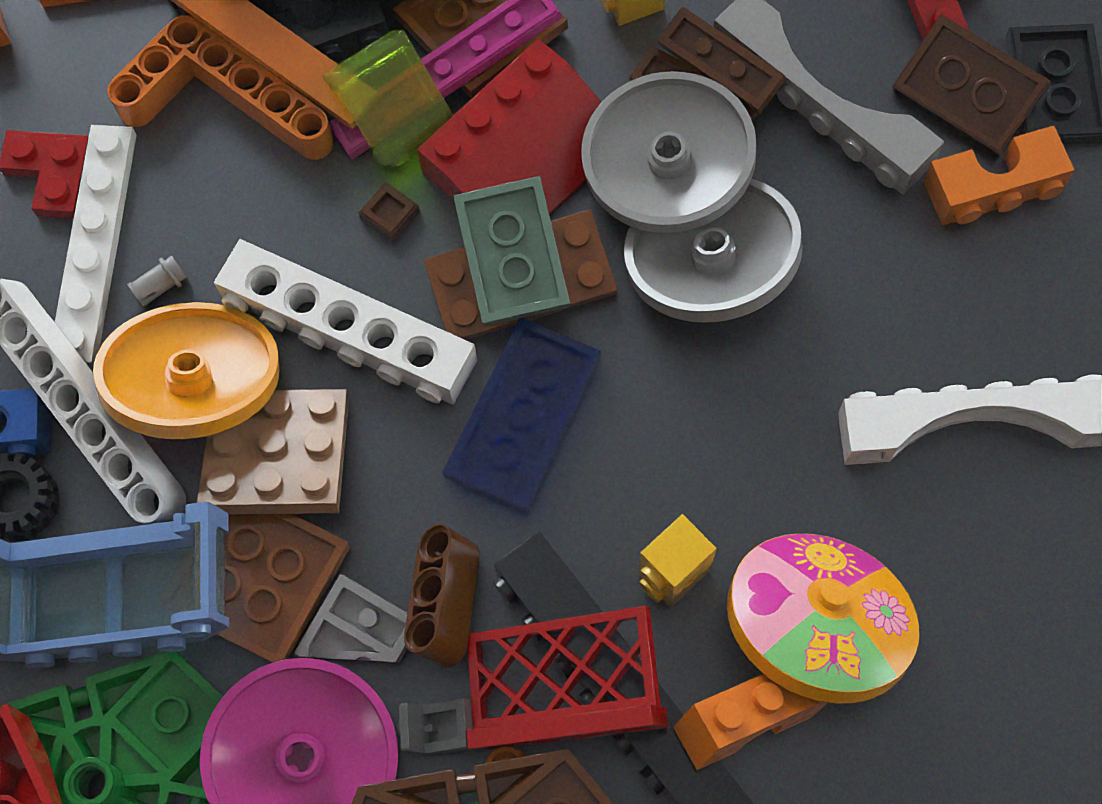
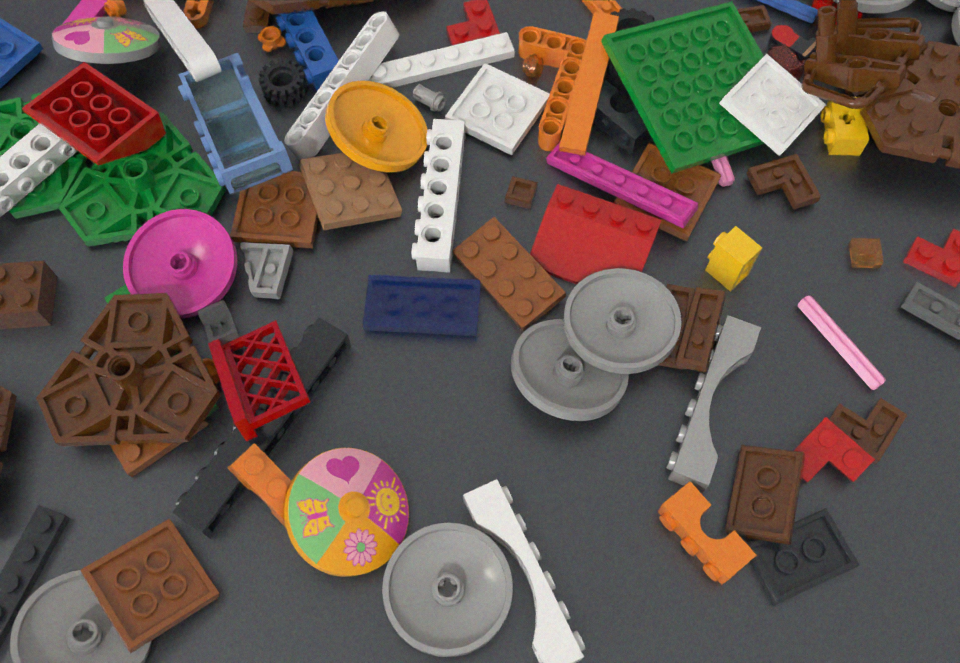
camera: 65 degrees right, 5 degrees down
(175, 112) = (533, 66): none -> clear orange plate
(227, 188) = (498, 108): none -> white plate
(390, 97) = (583, 157): clear neon green panel -> none
(442, 596) = (293, 299): reddish brown beam -> none
(511, 251) = (514, 255): sand green plate -> none
(675, 562) = (353, 414): yellow brick -> none
(974, 520) = (447, 589): none -> light grey dish

